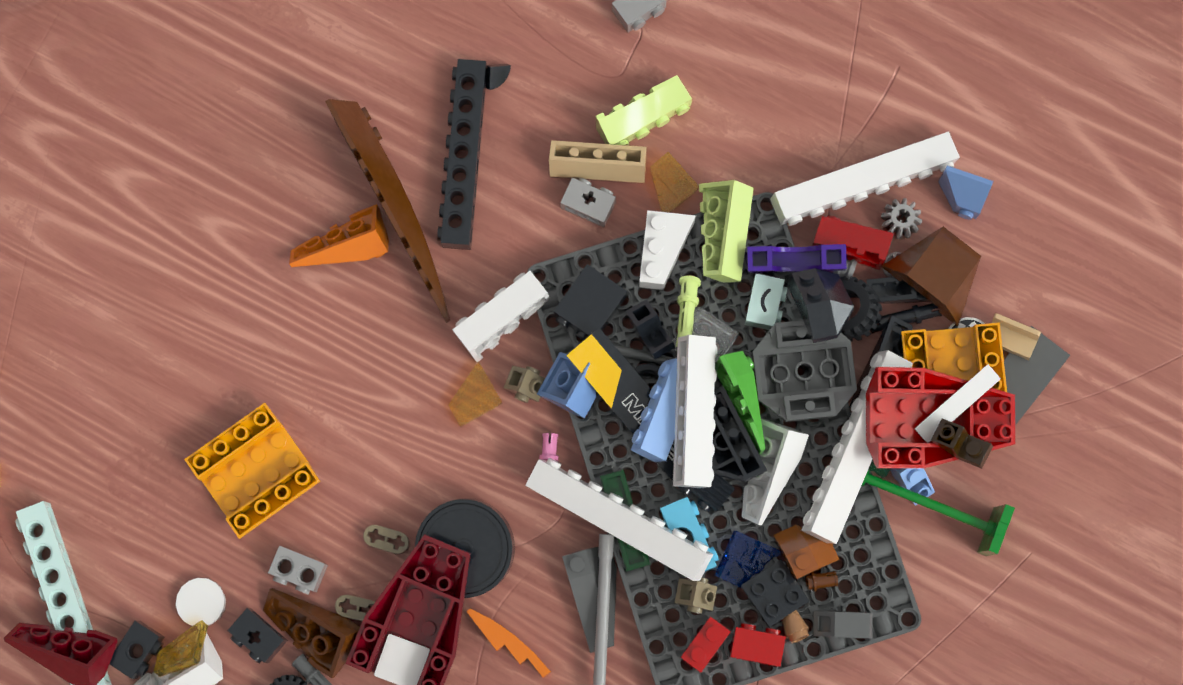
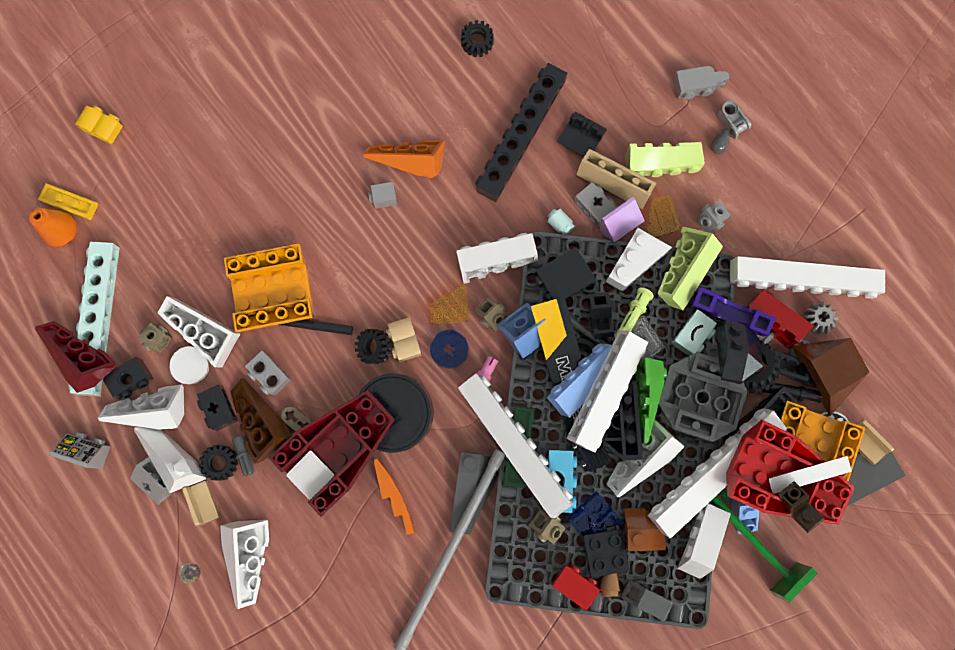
camera: 20 degrees right, 0 degrees up
(153, 592) = (154, 337): none -> dark tan brick
(182, 651) = (158, 394): clear yellow wing -> none
(205, 557) = (203, 332): none -> white wedge
(334, 487) = (321, 326): none -> black piece
(335, 301) = (383, 195): none -> light grey brick
(355, 52) = (476, 28): none -> black tyre
(385, 545) = (338, 384): dark tan beam -> none
(388, 189) = (456, 132): reddish brown wedge -> none
(394, 485) = (364, 346): none -> black tyre
(437, 458) = (404, 340): none -> tan brick
(496, 75) = (570, 87): black tile -> none
(497, 432) = (455, 340): none -> clear blue plate
(534, 125) = (581, 134): none -> black hinge
(556, 240) = (560, 222): none -> light aqua brick
(626, 208) = (621, 220): none -> lavender slope
(700, 63) = (721, 142): none -> dark grey cylinder
(704, 30) = (734, 122): none -> light grey piece
(705, 644) = (537, 567): red brick -> none
(729, 161) = (713, 217): none -> light grey brick
(821, 580) = (645, 559): reddish brown pin -> none
(877, 530) = (704, 541): none -> white wedge
(964, 191) = (878, 318): medium blue slope -> none

